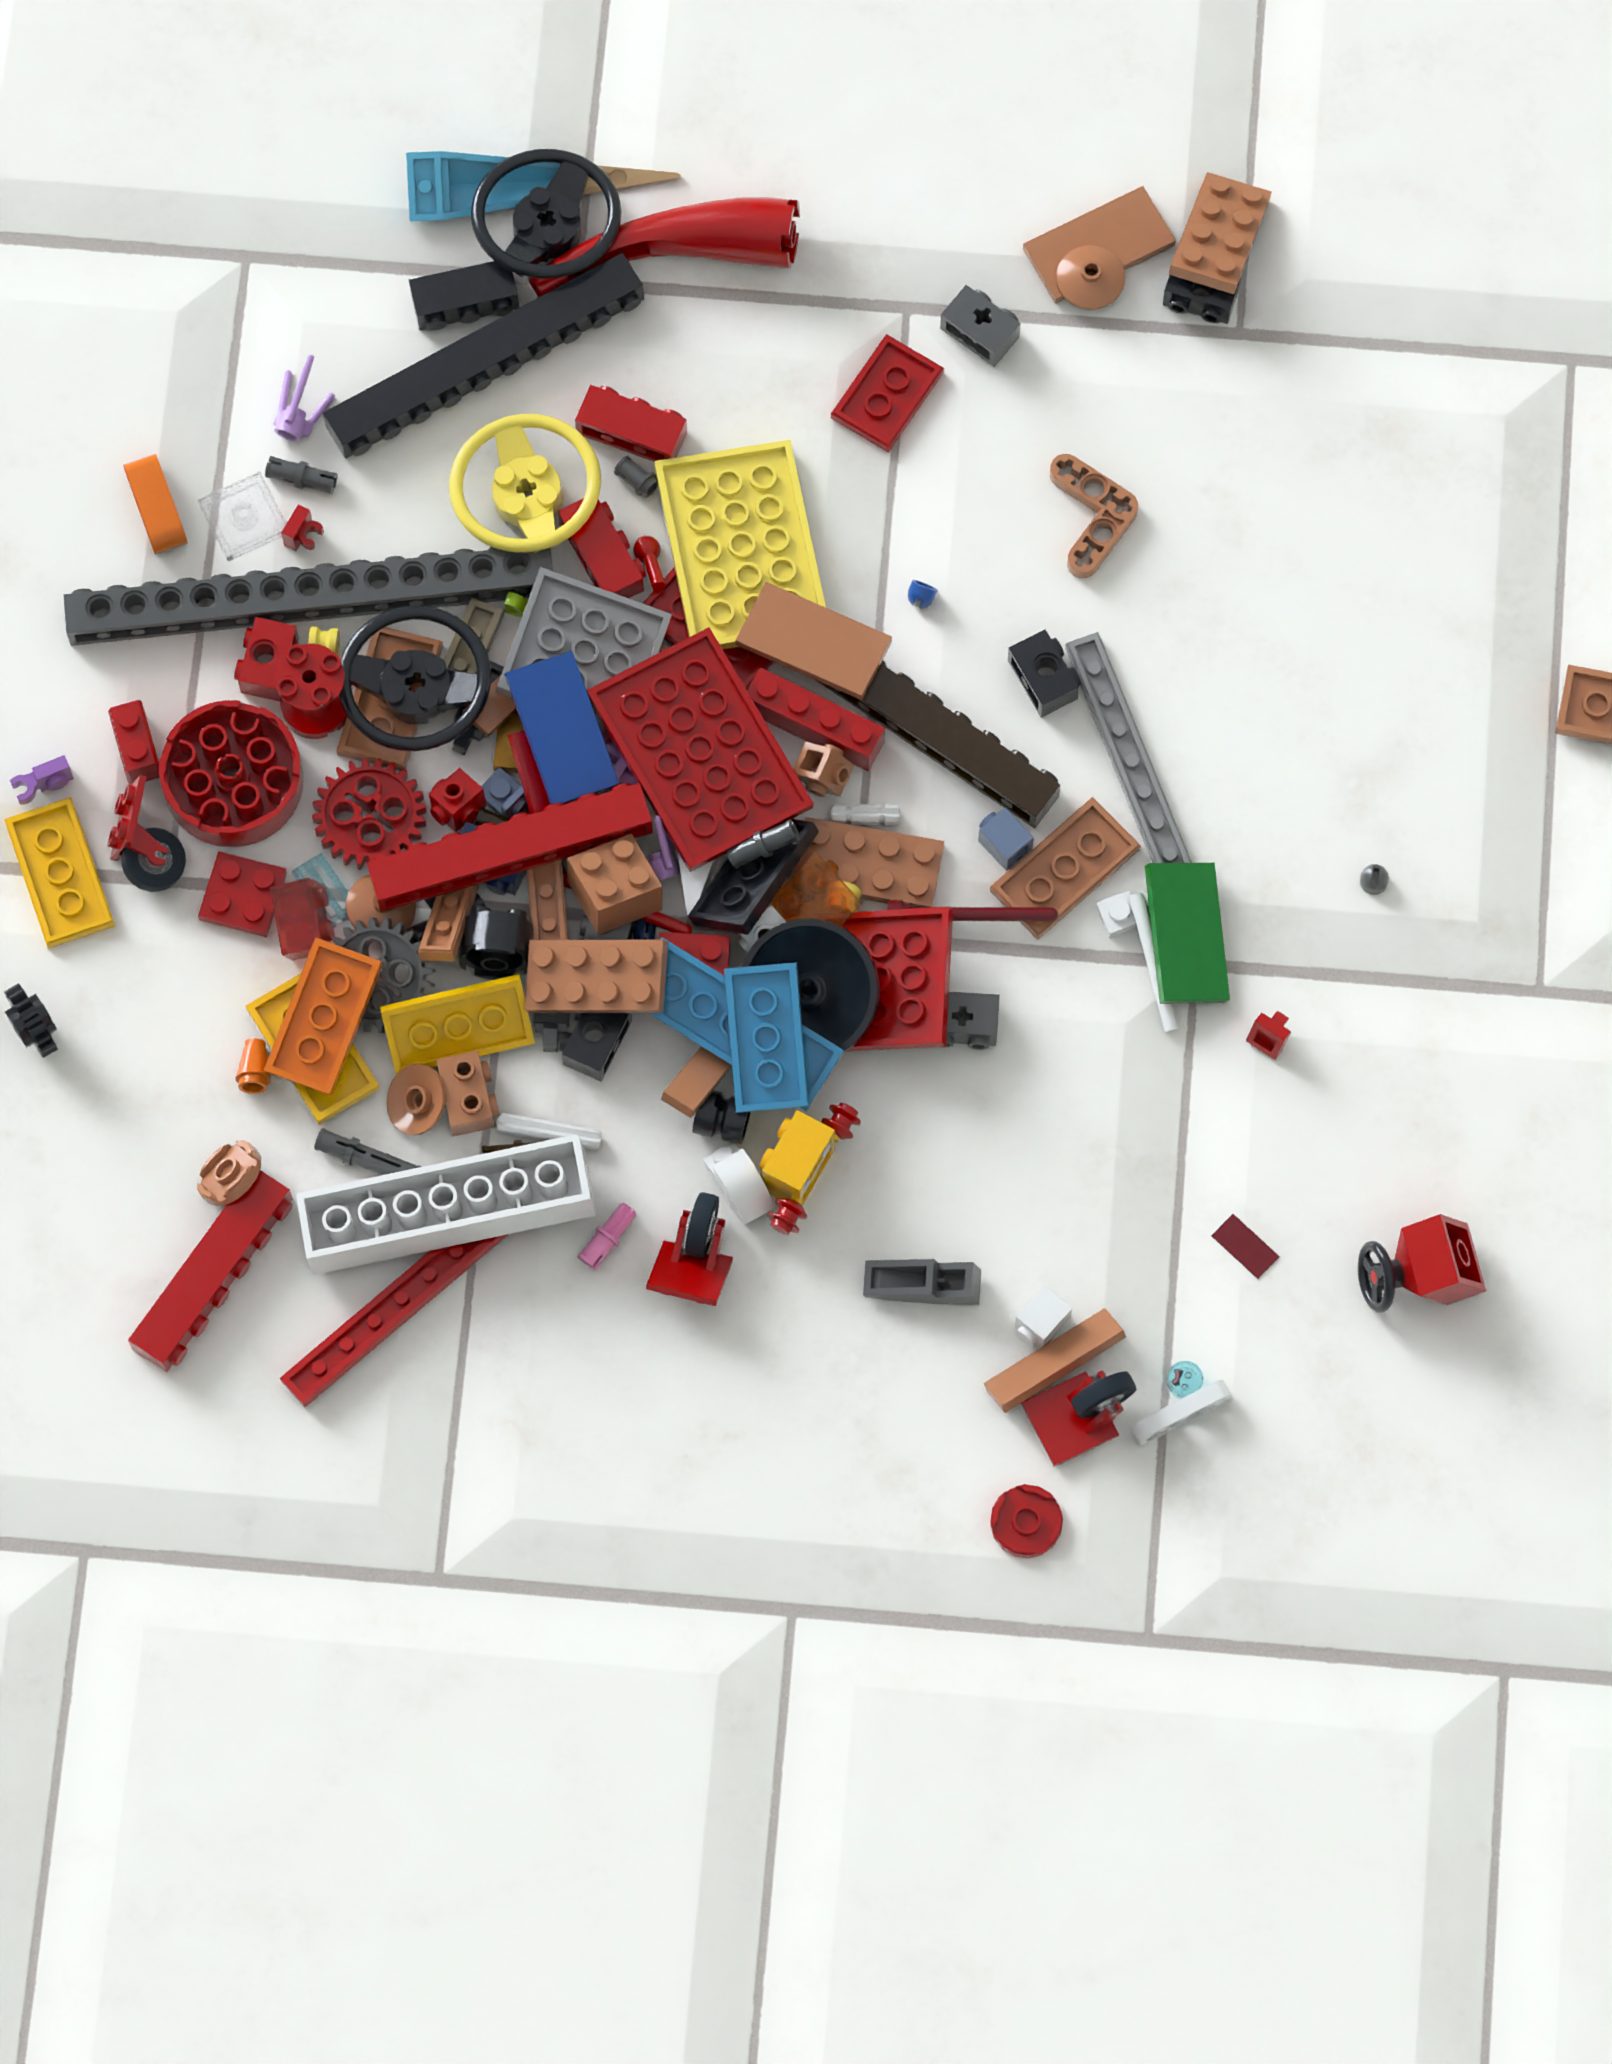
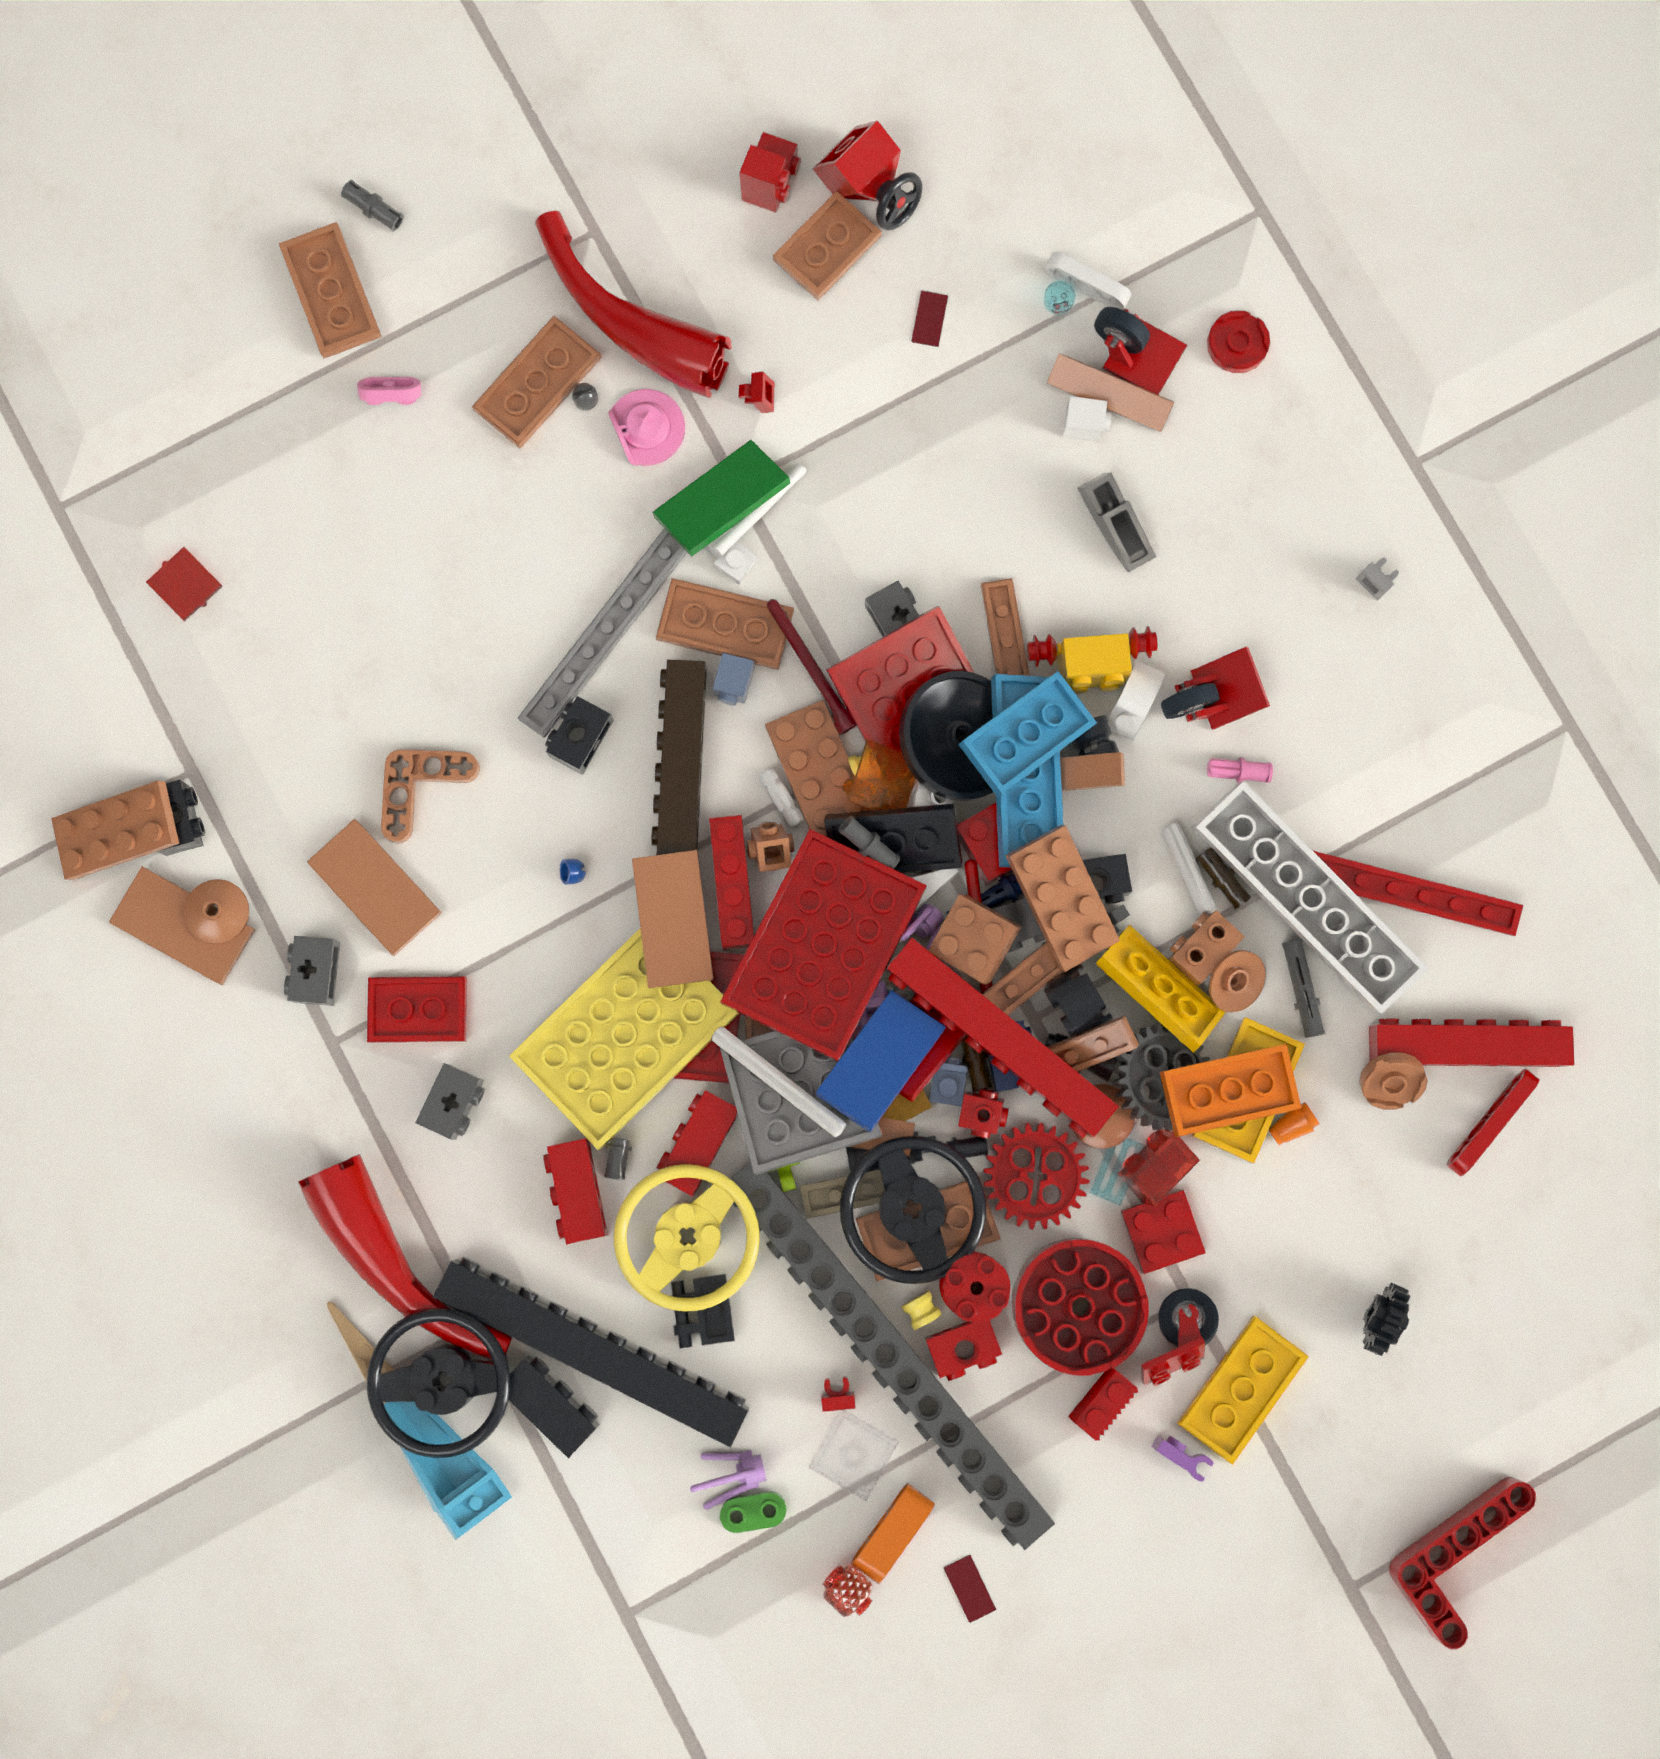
camera: 125 degrees left, 10 degrees up
(63, 541) = (969, 1588): none -> dark red sticker
(129, 1242) = (1493, 1122): none -> red beam
(136, 437) = (847, 1590): none -> clear red head
(255, 404) = (752, 1509): none -> bright green plate
(301, 475) = (789, 1431): dark grey pin -> none
(435, 467) = (713, 1323): none -> black plate
(436, 770) = (970, 1146): none -> black pin
(606, 635) = (778, 1081): none -> white axle
(647, 551) = (673, 1109): red bar -> none
(699, 1483) = (1375, 580): none -> light grey tile
(781, 352) = (435, 1111): none -> dark grey brick
(884, 1111) = (1004, 627): none -> nougat tile
(1023, 421) = (374, 887): none -> nougat tile
(1307, 917) = (648, 426): none -> bright pink hat
(1373, 970) = (666, 345): none -> red brick
(1378, 1187) = (827, 245): none -> nougat plate
(1417, 845) = (536, 382): none -> nougat tile
(1423, 425) = (184, 584): none -> clear red piece
(1489, 1180) = (768, 171): none -> red brick
(1494, 705) = (389, 389): none -> bright pink plate

